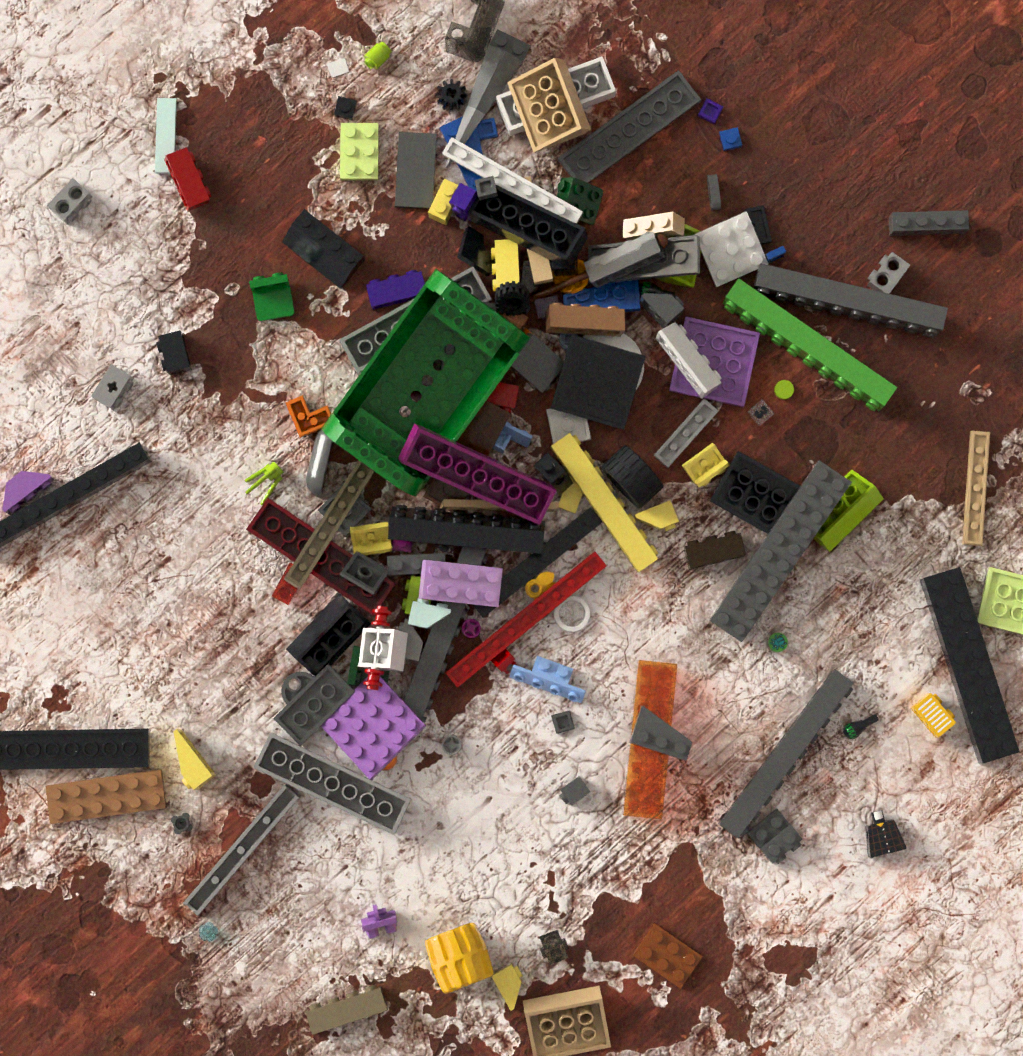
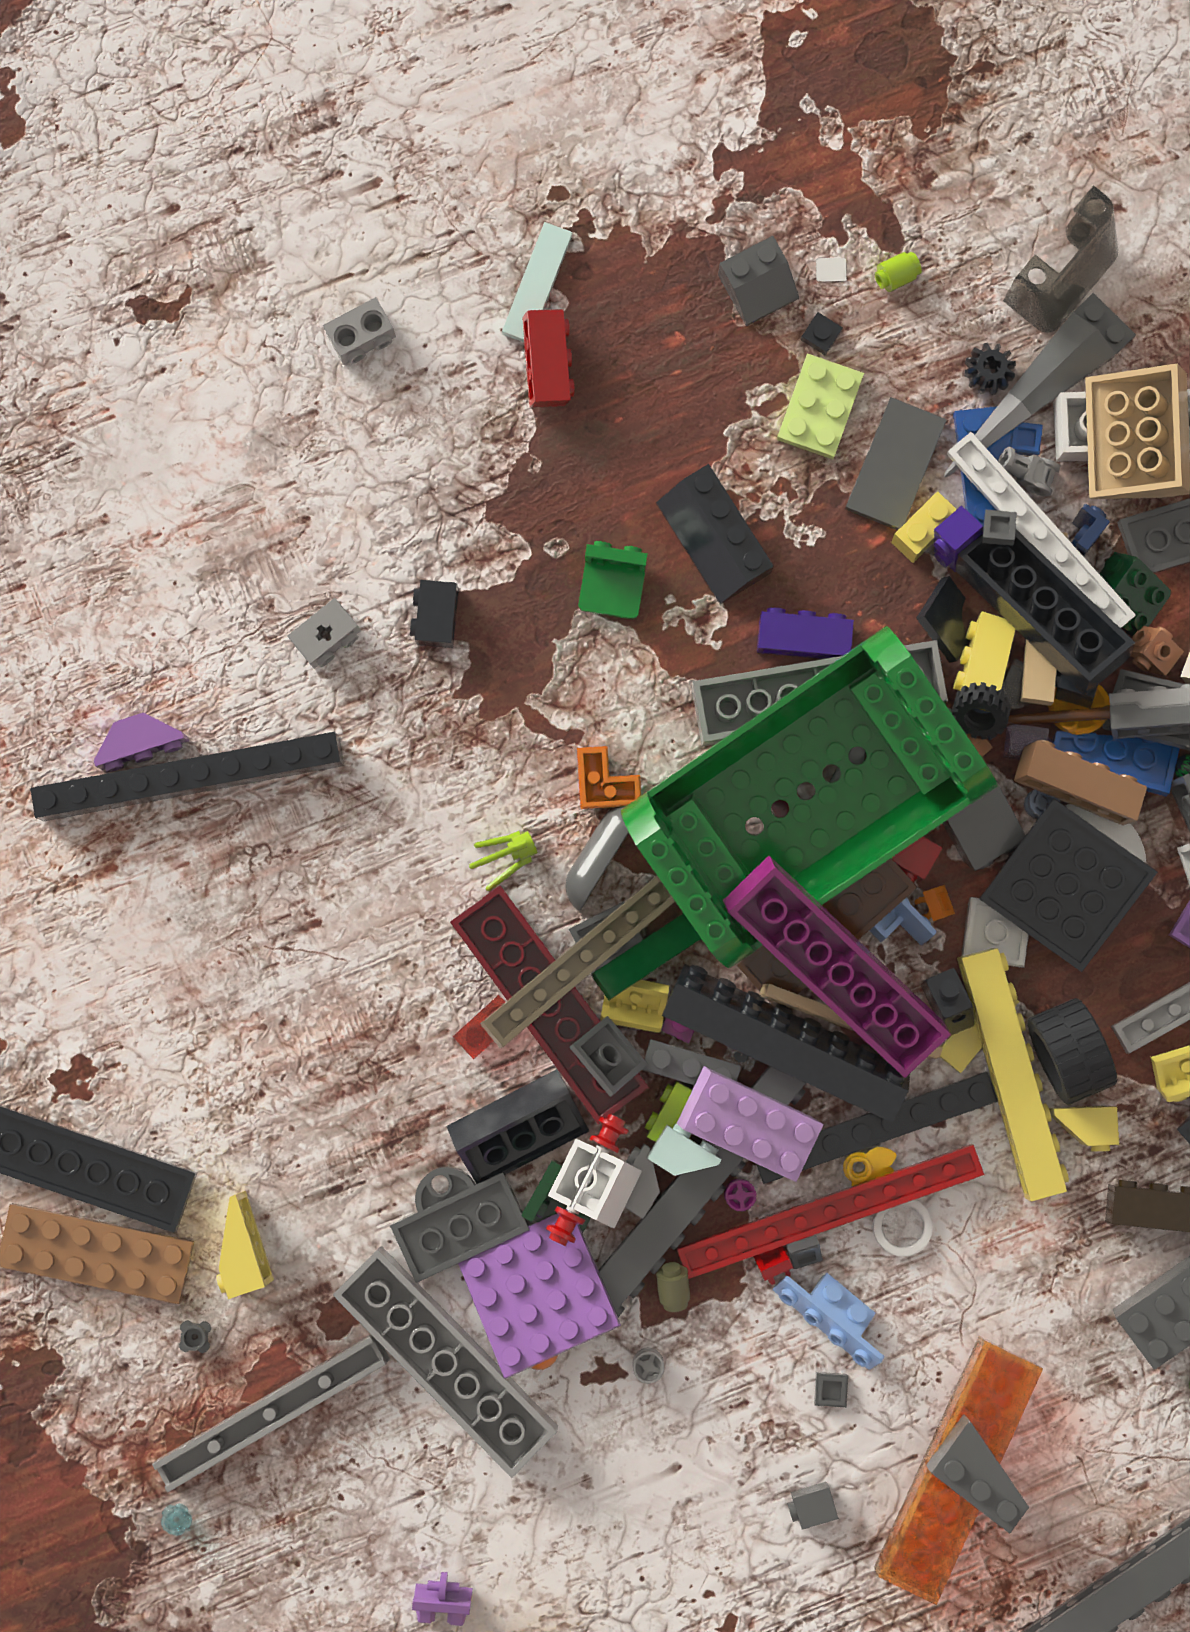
camera: 25 degrees right, 0 degrees up
(297, 89) = (758, 280): none -> dark grey slope
(368, 509) = (645, 957): none -> dark green tile
(450, 694) = (673, 1287): none -> olive brick
(496, 147) = (1031, 471): none -> light grey connector
(519, 648) = (804, 1252): none -> dark grey tile
(528, 419) = (937, 902): none -> orange tile
(541, 169) = (1091, 523): none -> dark blue bracket
(603, 228) = (1155, 650): none -> nougat brick

